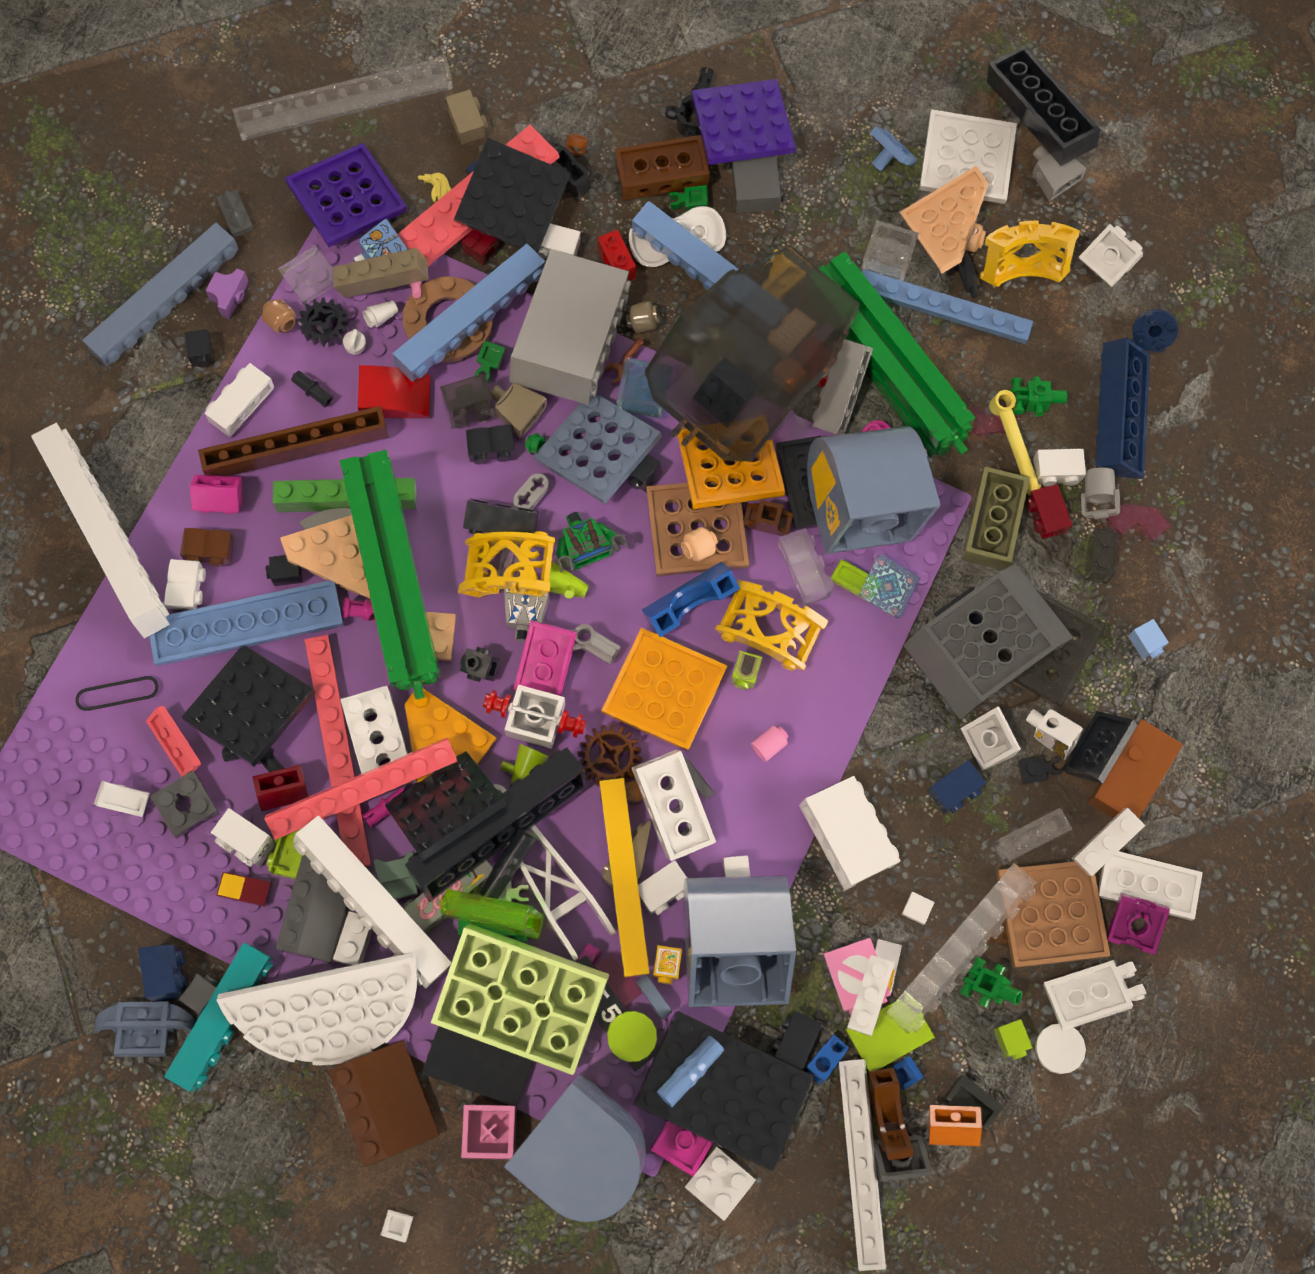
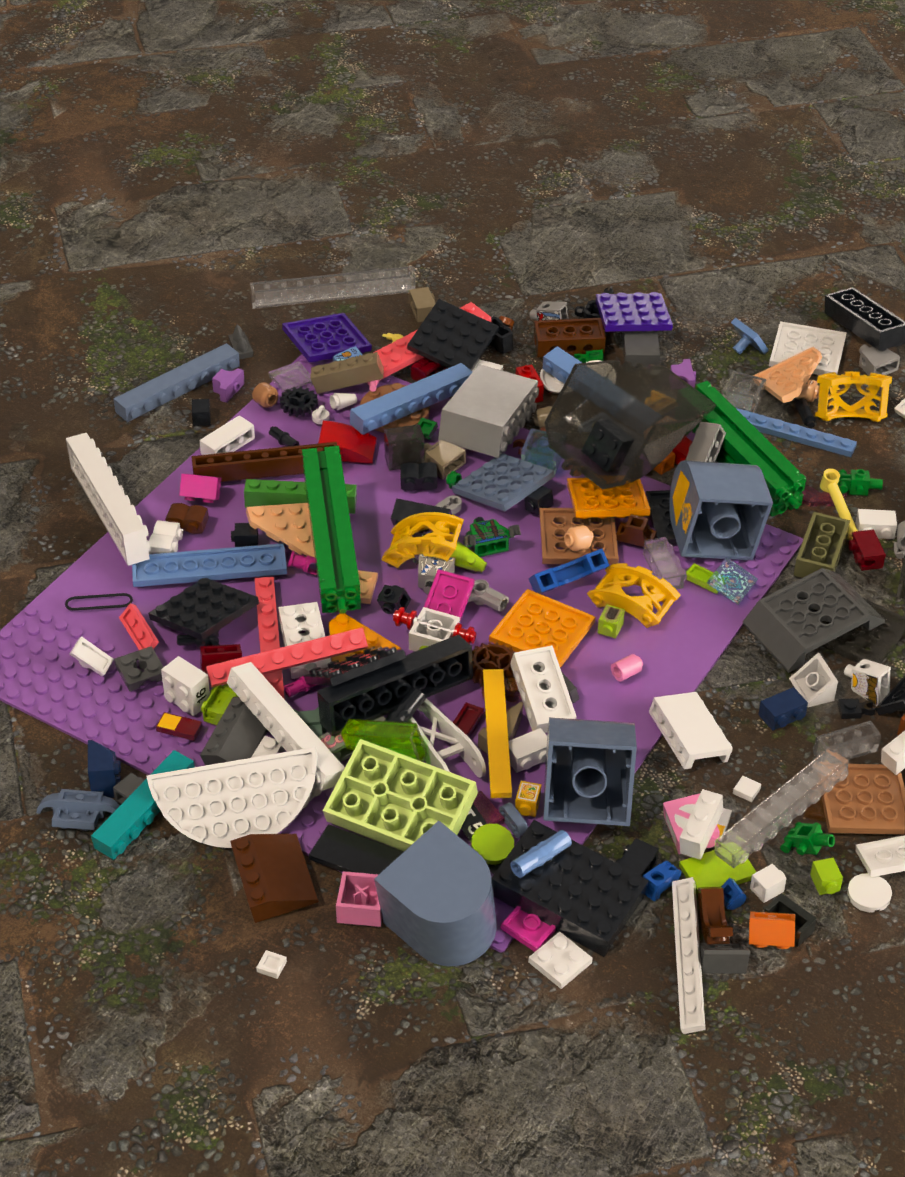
camera: 10 degrees right, 30 degrees down
(585, 844) = (468, 718): none -> dark red tile
(634, 128) = (550, 311): none -> light grey torso
(812, 224) = (685, 371): none -> medium lavender brick
(948, 1051) = (768, 883): none -> white brick

